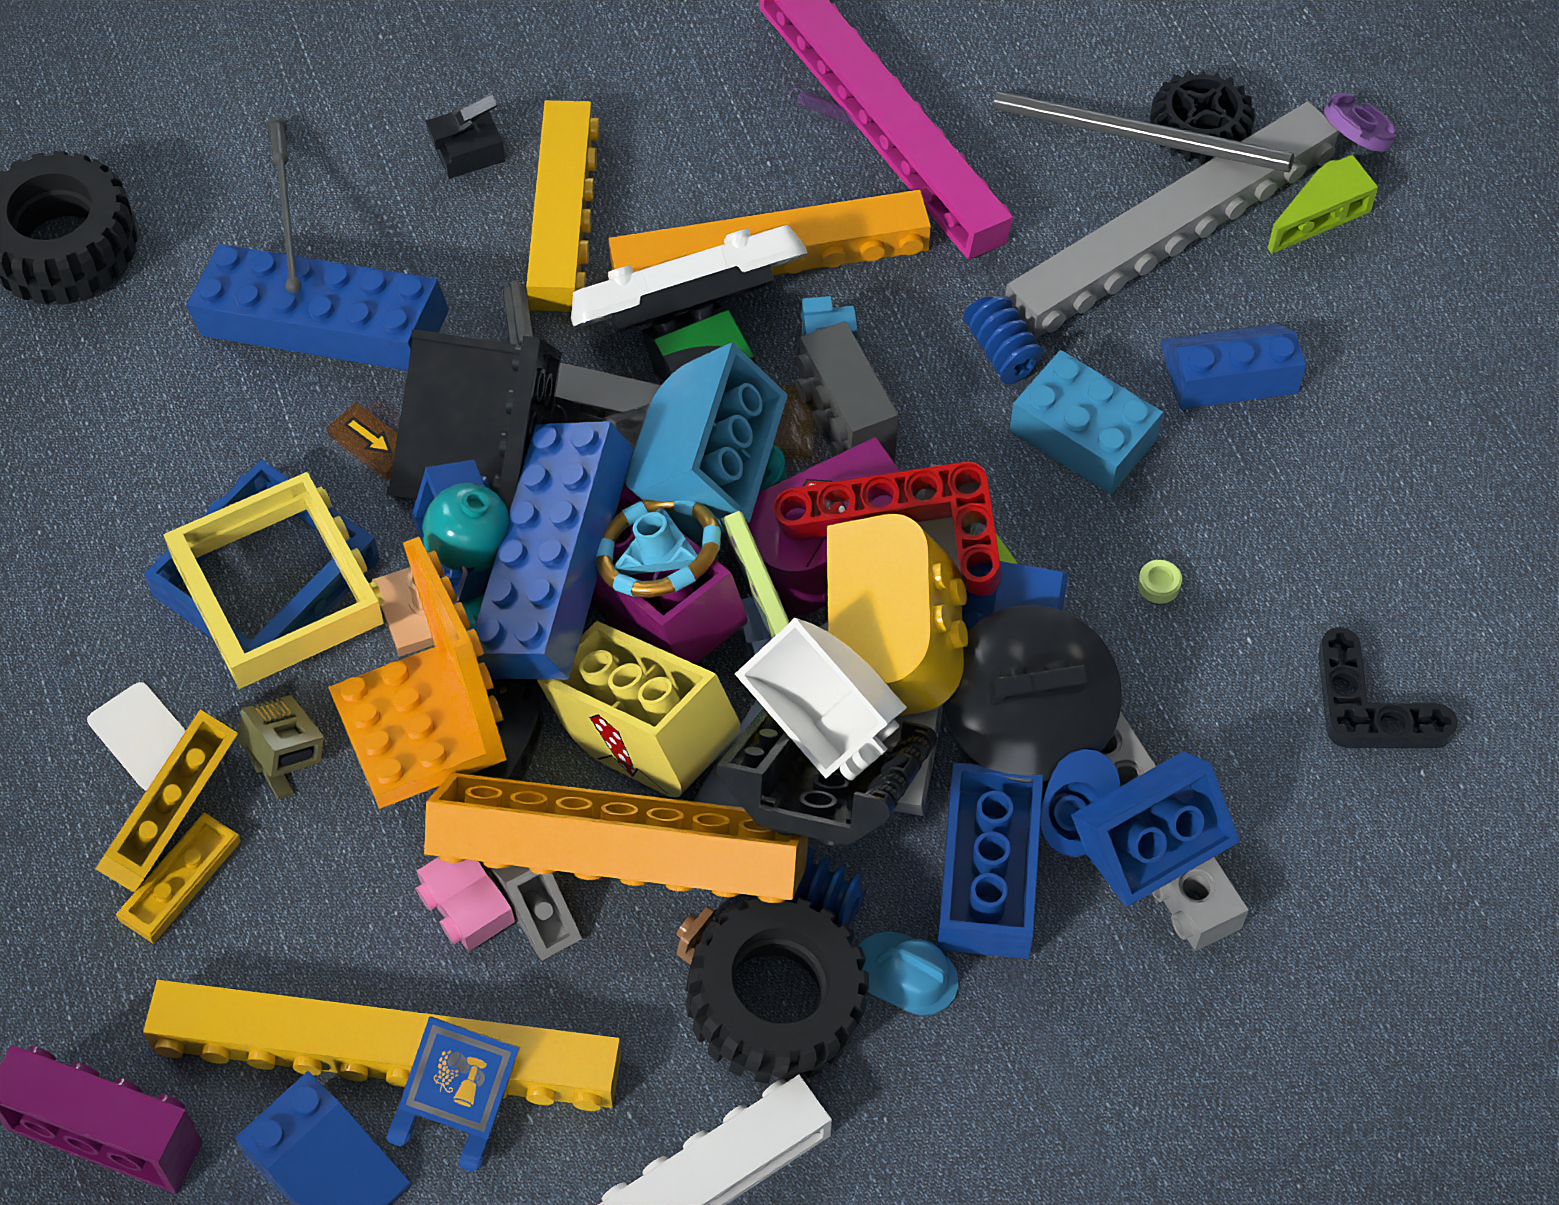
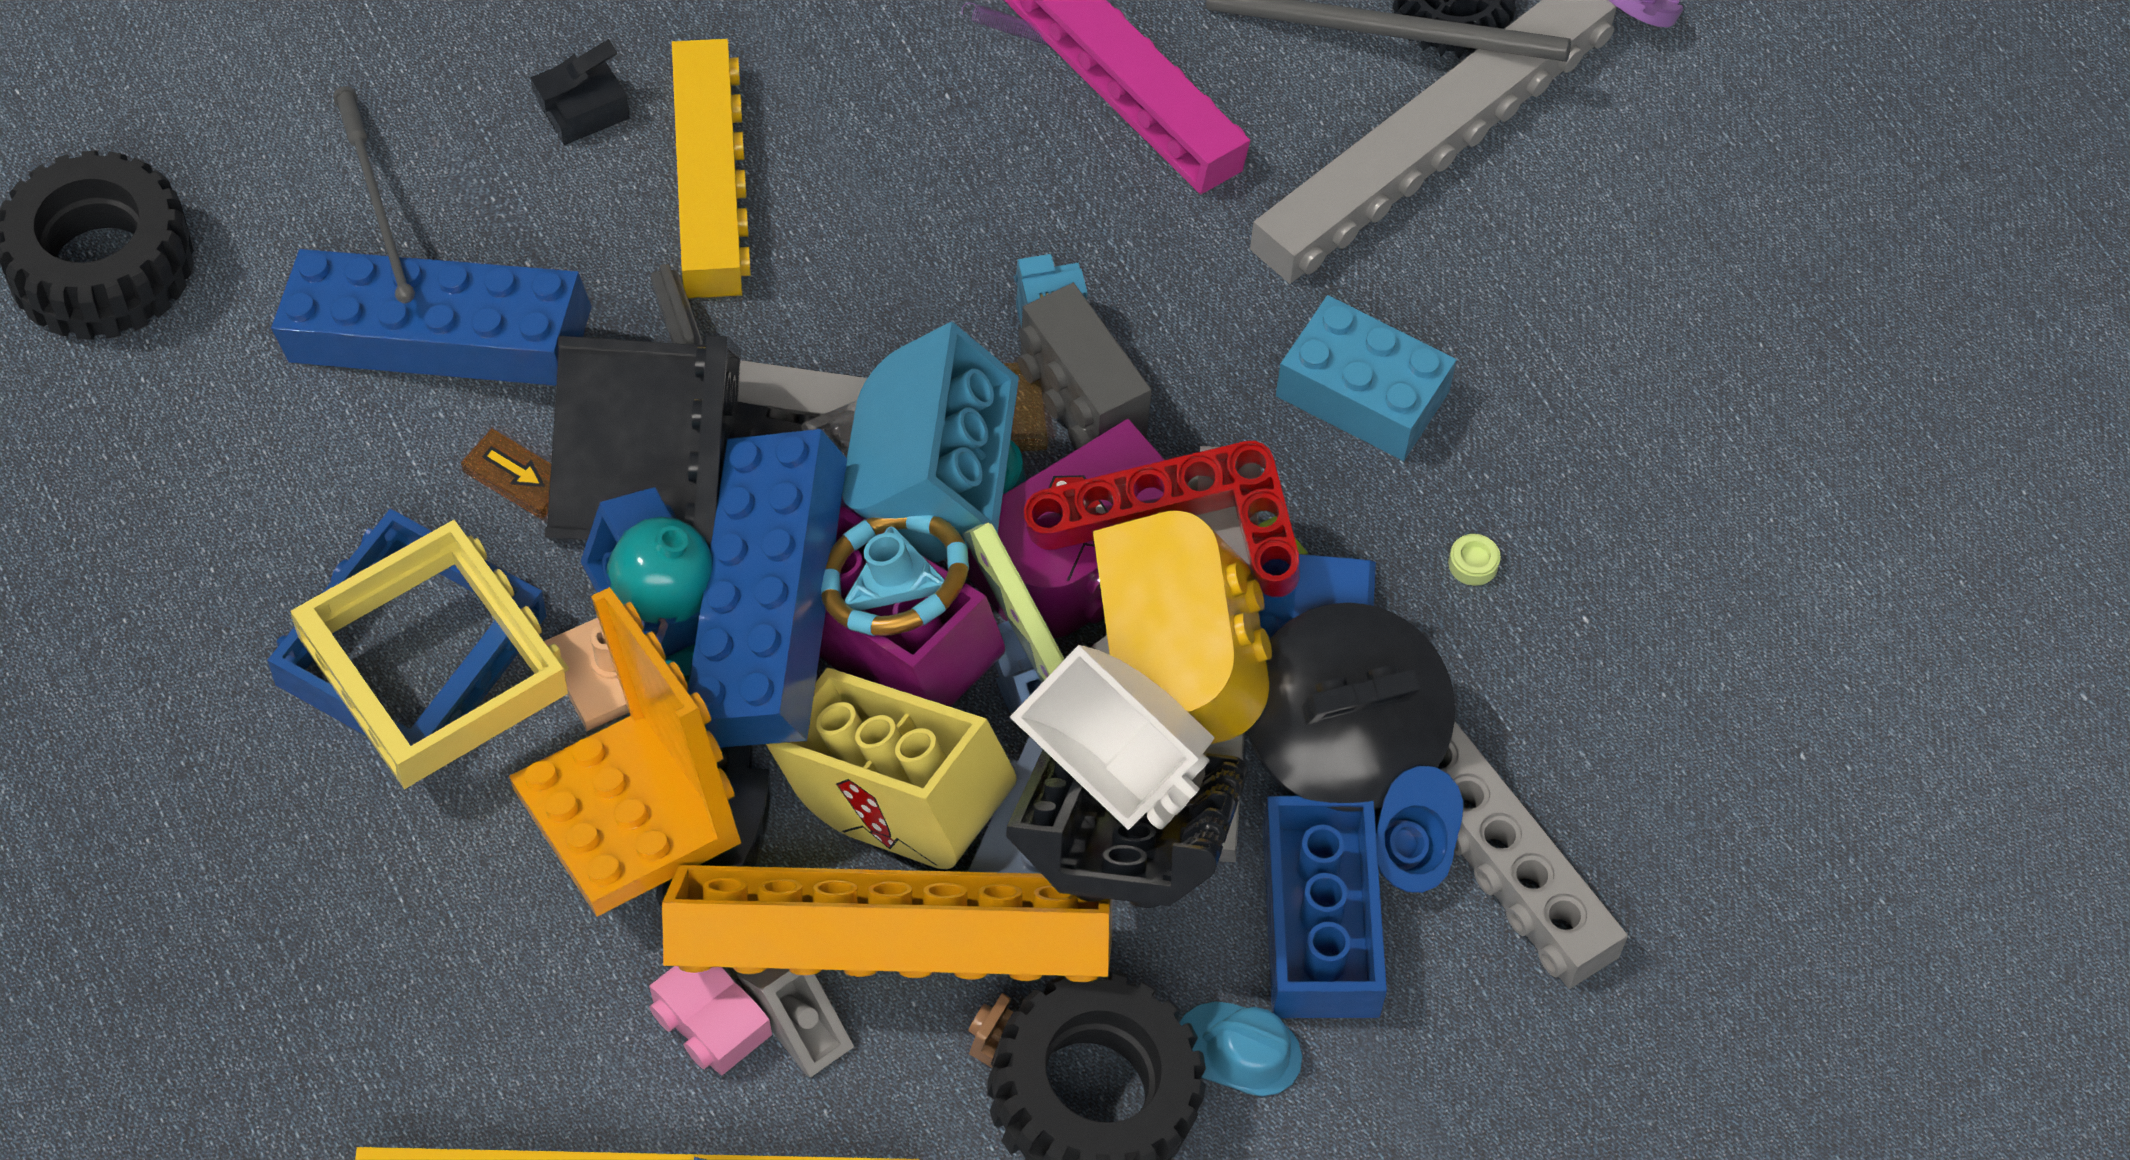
camera: 10 degrees left, 0 degrees up
(137, 731) = (295, 860): white sticker -> none
(166, 801) = (335, 932): yellow brick -> none
(178, 878) = (359, 1023): yellow tile -> none
(279, 740) = (460, 846): olive piece -> none
(686, 337) = (888, 317): slope -> none
(689, 281) = (876, 251): piece -> none
(831, 232) = (963, 195): light orange brick -> none
(831, 889) = (1144, 958): blue piece -> none
(1003, 337) = (1256, 285): blue piece -> none
(1157, 827) = (1513, 849): blue slope -> none
(1234, 365) = (1528, 295): blue slope -> none
(1329, 199) = (1617, 86): lime slope -> none
(1358, 710) = (1721, 690): black beam -> none

